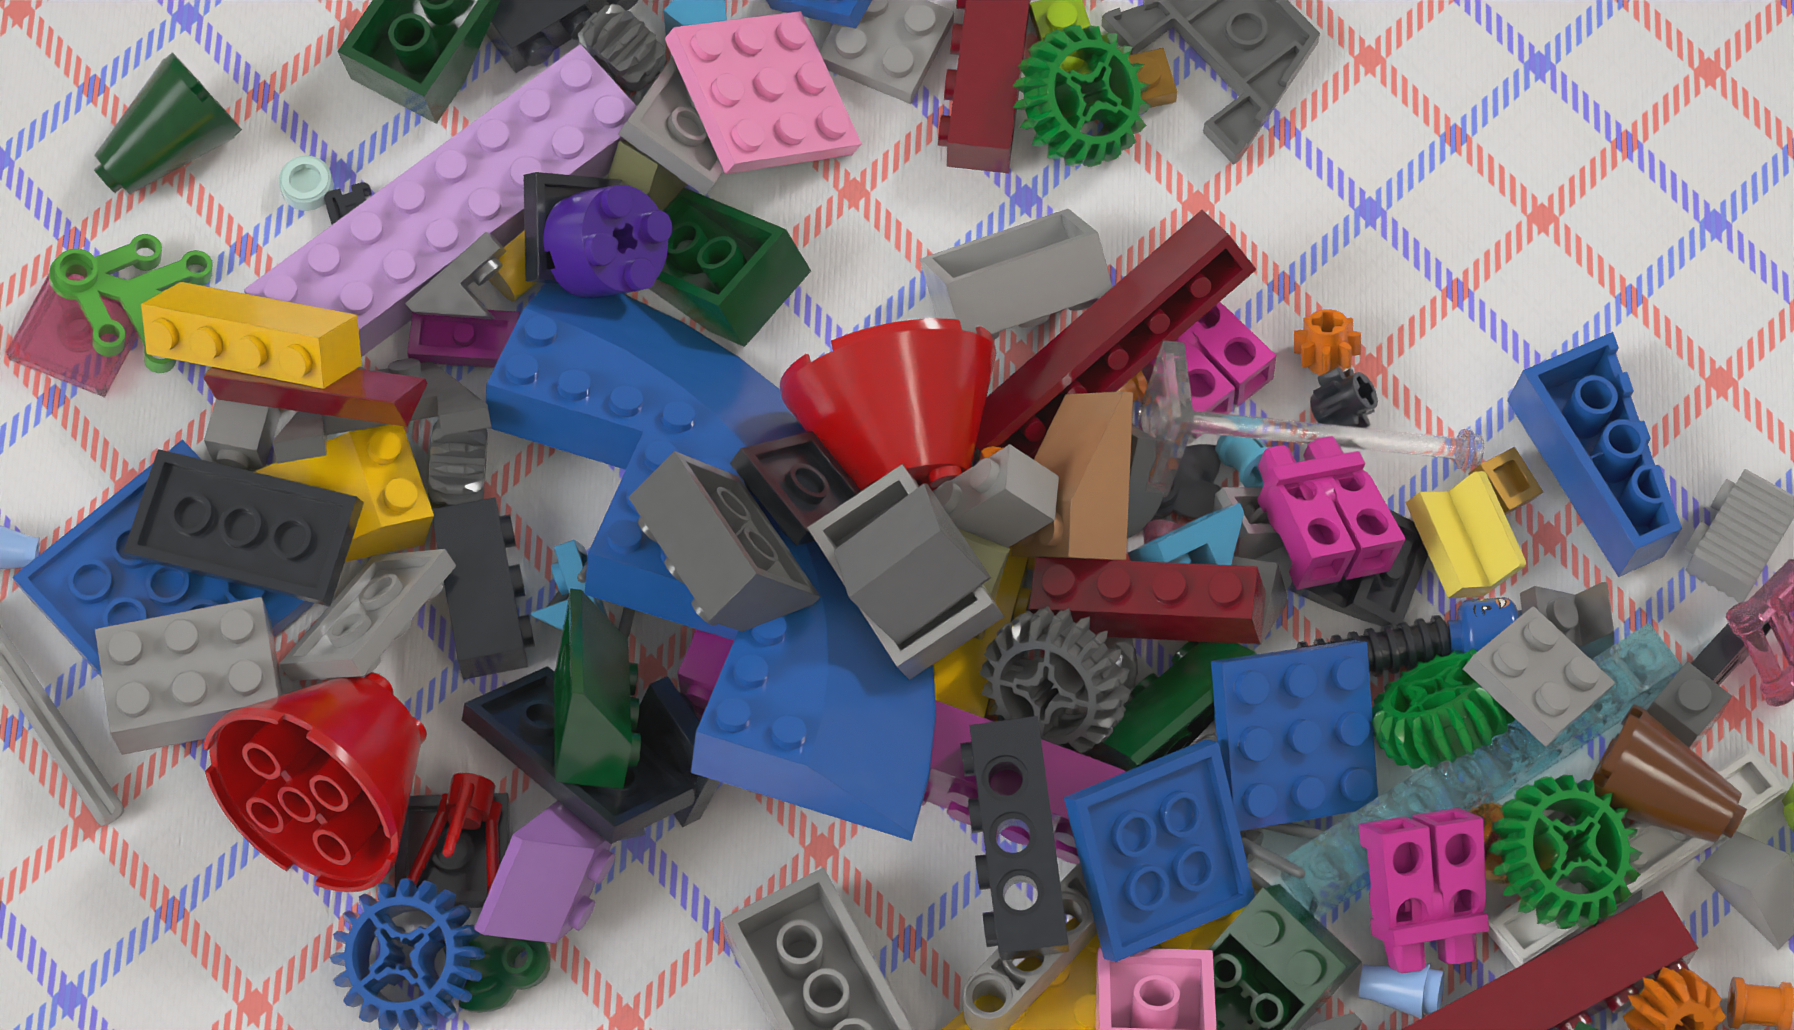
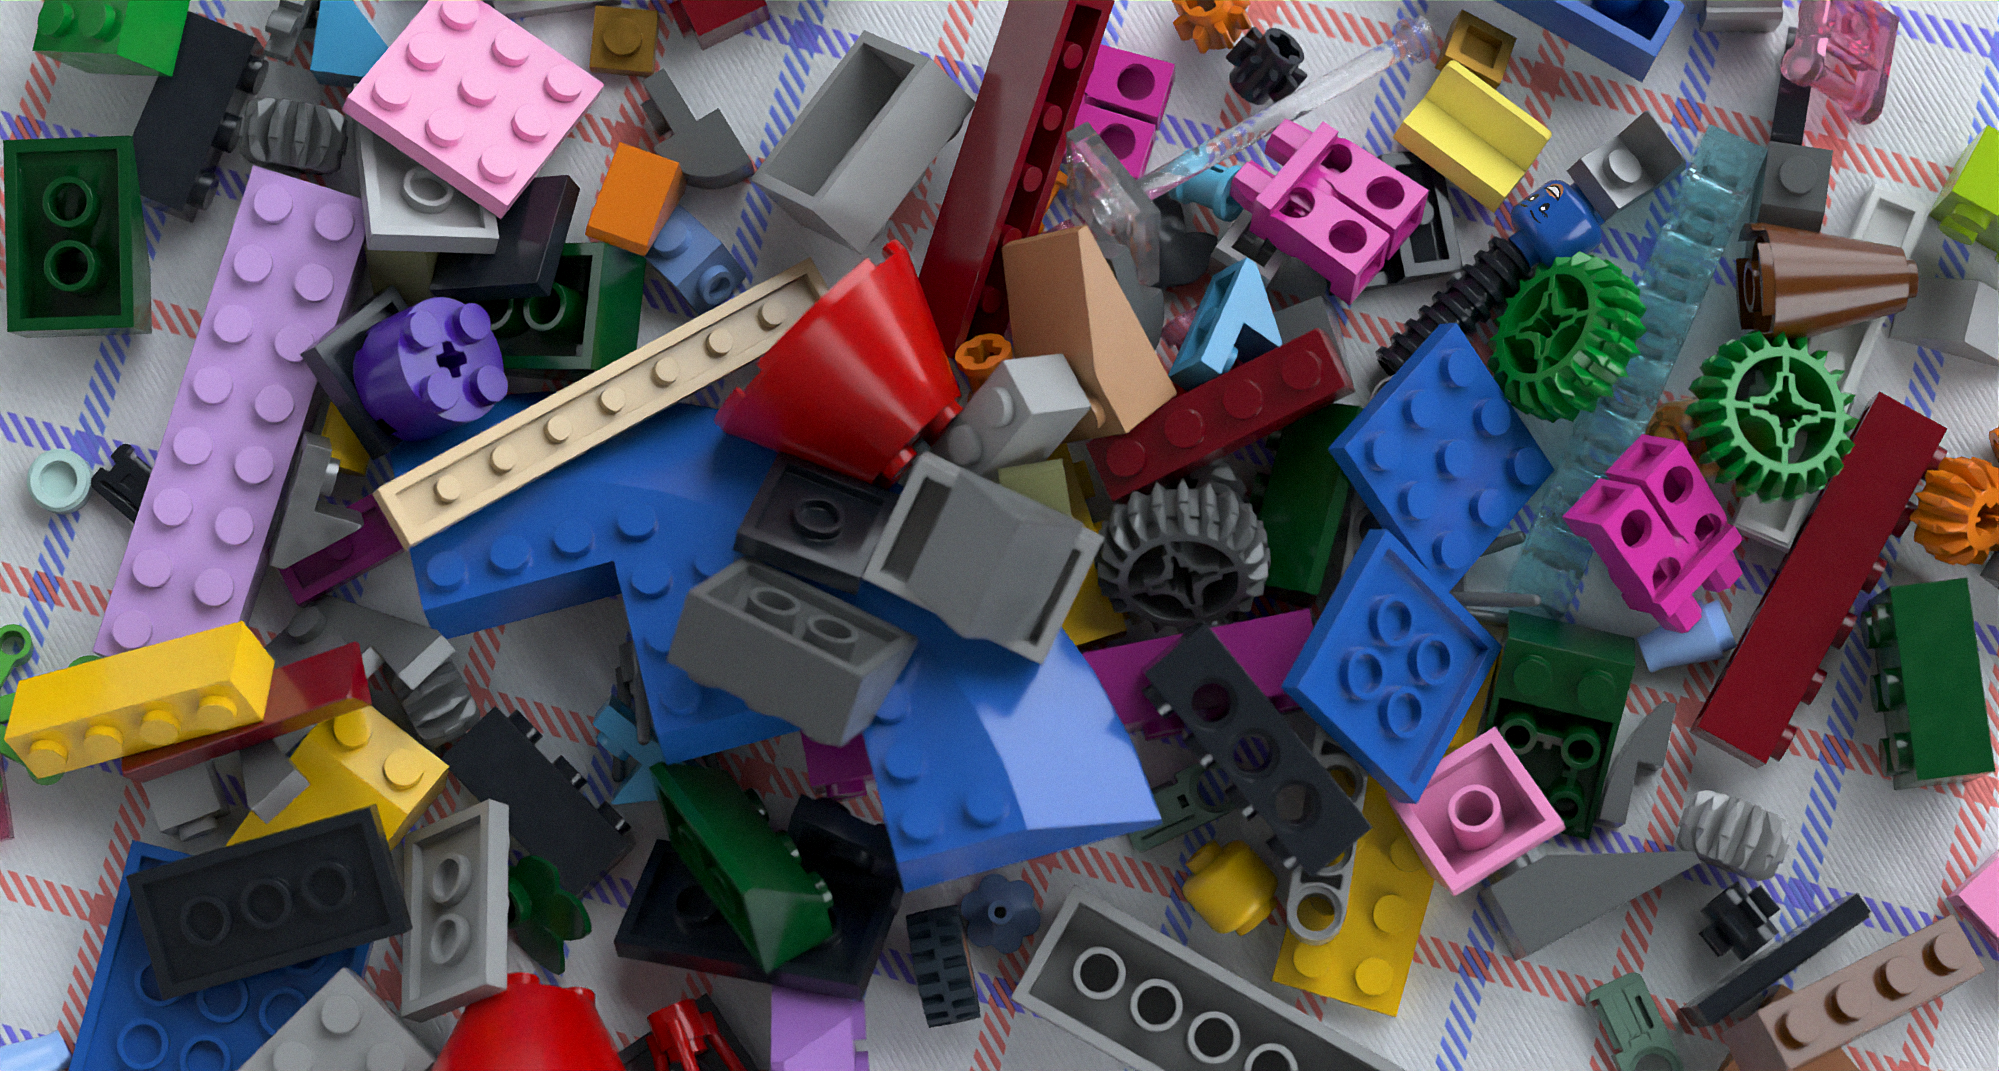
camera: 30 degrees left, 15 degrees up
(428, 659) = (544, 912): none -> dark green plate
(662, 326) = (597, 407): none -> tan plate
(689, 873) = (943, 966): none -> black wheel
(730, 203) = (526, 251): none -> black tile
(753, 883) = (1003, 933): none -> medium blue plant
(832, 219) = (636, 199): none -> orange slope
(842, 294) = (694, 262): none -> medium blue bracket
(893, 219) = (704, 148): none -> dark grey brick
(895, 126) = (624, 41): none -> pearl gold plate
(934, 877) = (1179, 810): none -> sand green piece
(939, 951) = (1230, 886): none -> yellow head
(1539, 676) = (1647, 258): light grey plate -> none

